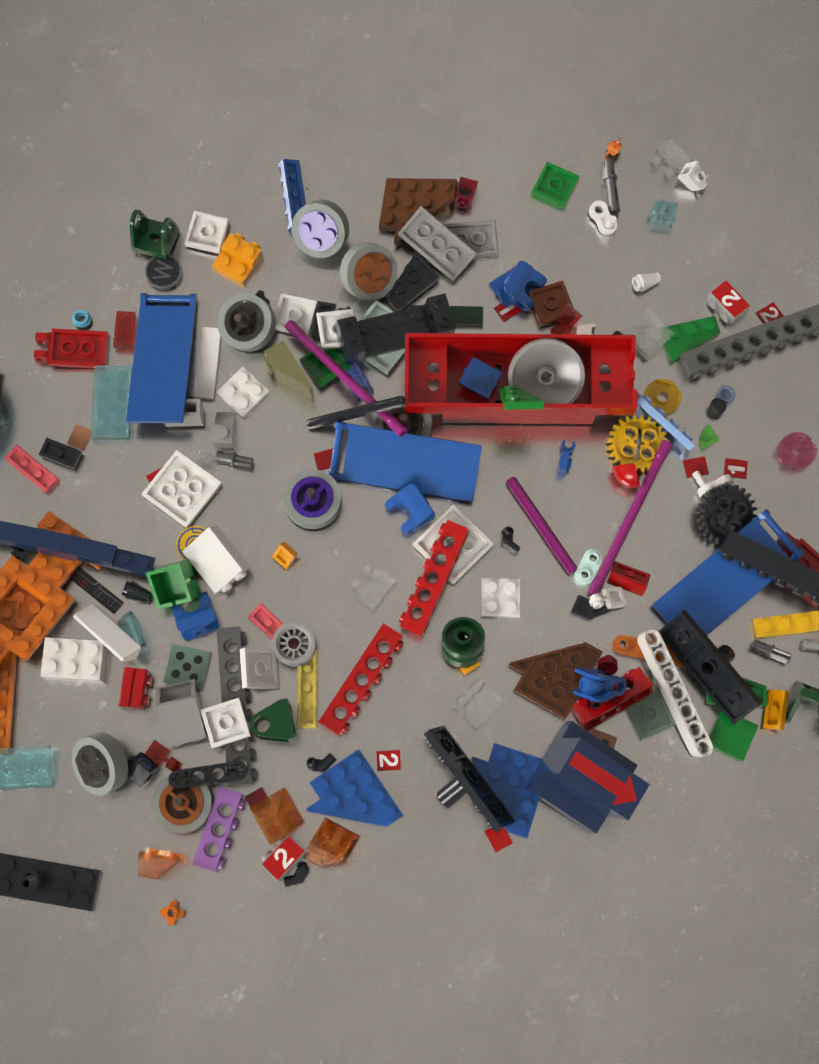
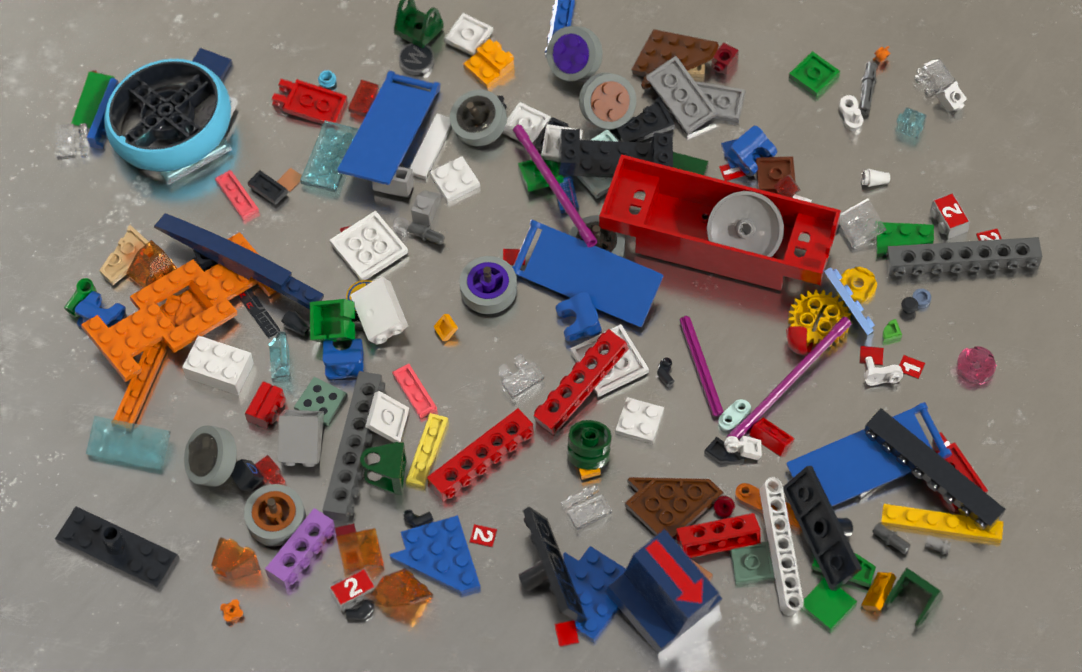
camera: 20 degrees right, 15 degrees down
(108, 633) = (257, 347): white slope -> none
(207, 772) = (305, 496): black beam -> none
(225, 723) = (339, 452): white plate -> none
(287, 370) = (501, 166): olive slope -> none
(302, 659) = (418, 412): light grey wheel -> none
(356, 412) = (554, 215): black axle -> none
(480, 378) = (682, 217): blue piece -> none
(518, 399) = (705, 233): green wing -> none
(565, 462) = (742, 313): blue plate -> none
(598, 686) = (707, 513): blue piece -> none
(711, 508) = (872, 391): black gear -> none

